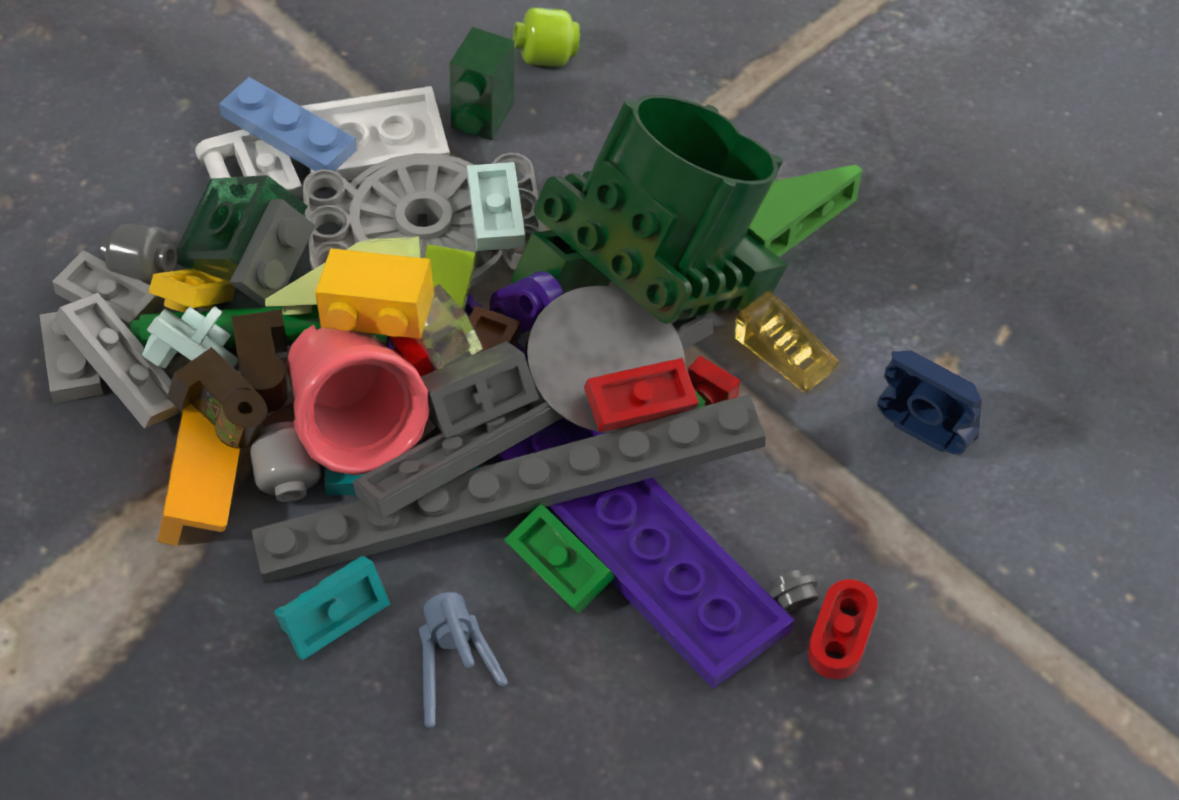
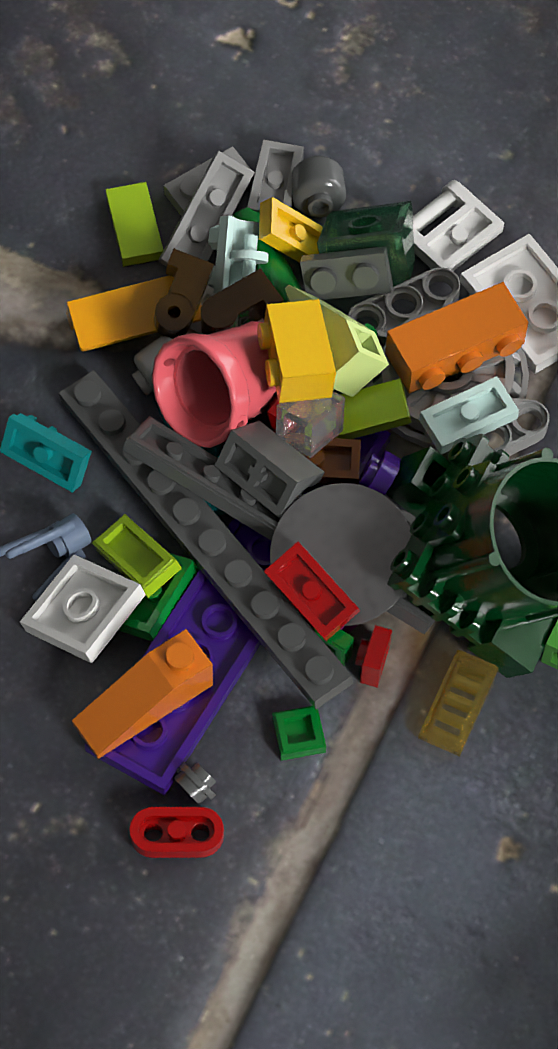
camera: 70 degrees right, 10 degrees up
(80, 438) = (134, 223): none -> lime tile
(287, 126) = (496, 232): medium blue plate -> none
(406, 179) = (456, 338): none -> orange brick
(505, 559) = (136, 555): none -> lime tile
(549, 628) = (83, 608): none -> white plate
(688, 591) = (145, 694): none -> orange slope
(764, 488) = (298, 732): none -> green tile
(930, 402) = (434, 840): dark blue slope -> none

